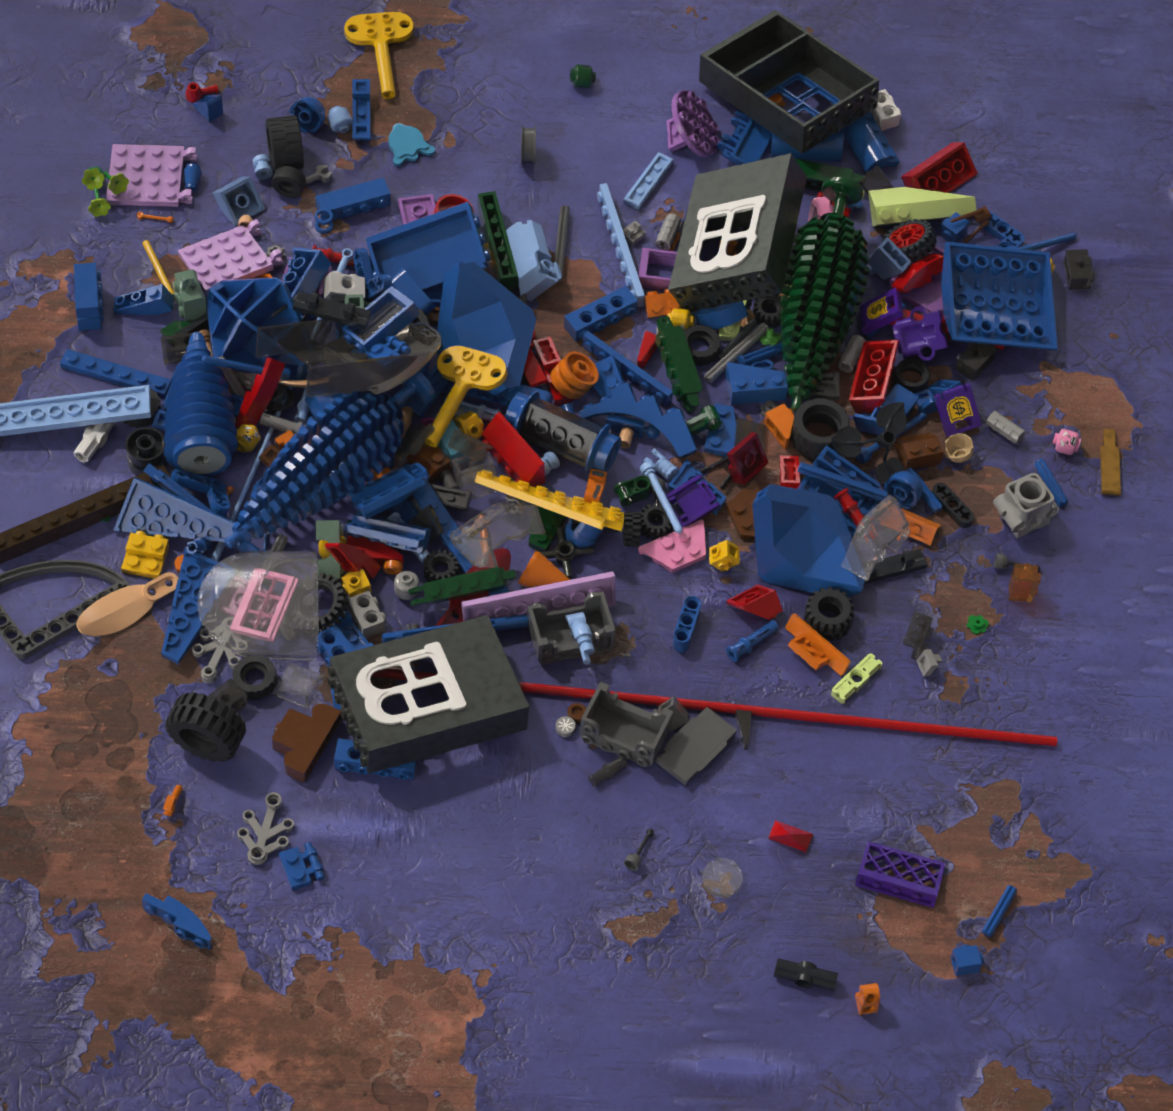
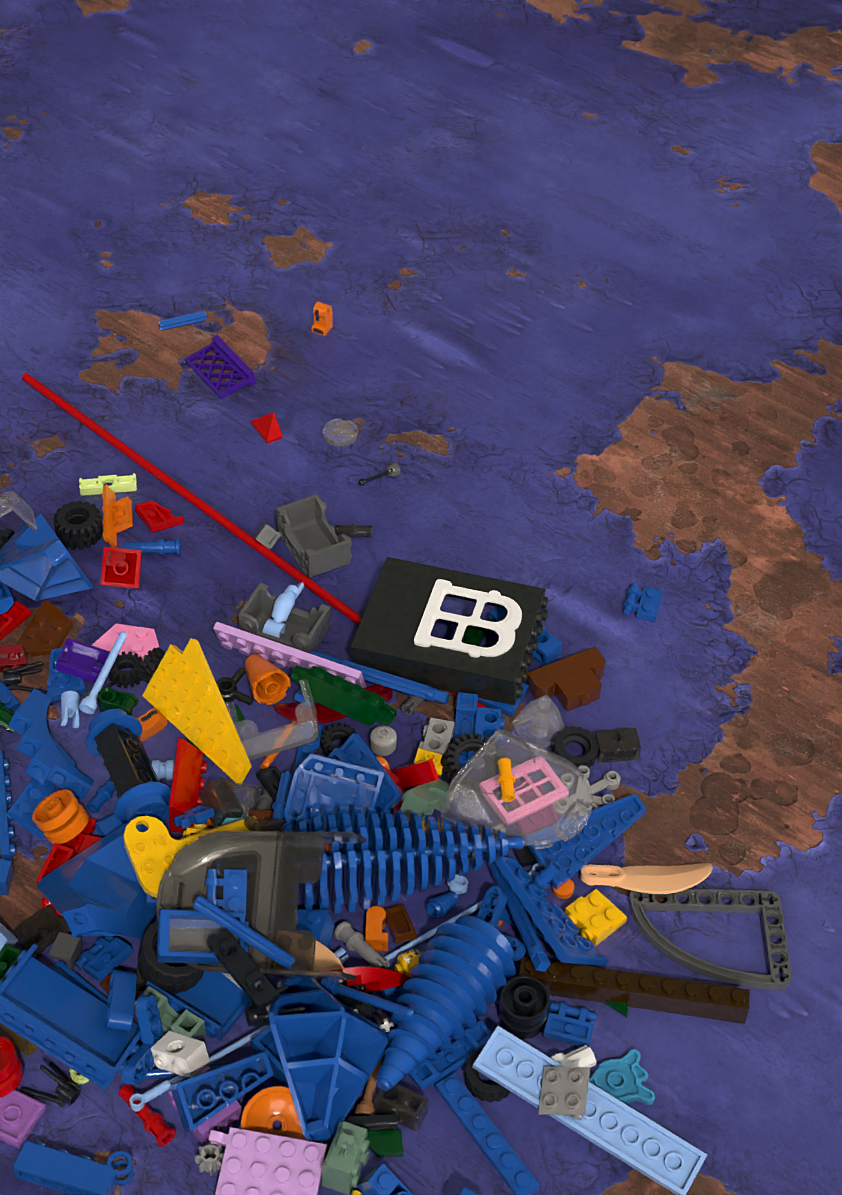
camera: 140 degrees left, 10 degrees down
(50, 458) = (623, 1079): none -> dark azure tile
(75, 401) = (564, 1091): none -> light grey hinge
(108, 465) = (569, 1029): none -> blue plate
(171, 801) = (722, 693): orange bar -> none
(185, 922) = (765, 613): blue slope -> none
(205, 726) = (658, 706): black tyre -> none
(264, 832) = (670, 627): light grey plant -> none
(272, 572) = (506, 779): none -> light orange pin
(351, 333) = (244, 932): none -> blue axle
(436, 484) = (282, 795): none -> blue axle
(478, 425) = (195, 815): none -> blue plate
(565, 726) = (354, 576): light grey tile -> none
(576, 712) = (335, 581): reddish brown tile -> none
(626, 437) = (74, 750): light nougat hinge -> none
(686, 631) = (188, 584): blue beam -> none
(695, 745) = (262, 506): dark grey piece -> none
(724, 555) = (106, 607): yellow brick -> none
(743, 721) = (223, 501): clear smoke piece -> none
(780, 672) = (157, 517): none -> red wing
(805, 974) = (345, 354): black piece -> none
(917, 633) = (33, 474): clear smoke bracket -> none
(928, 662) = (48, 459): light grey tile -> none
(966, 960) = (236, 307): blue brick -> none

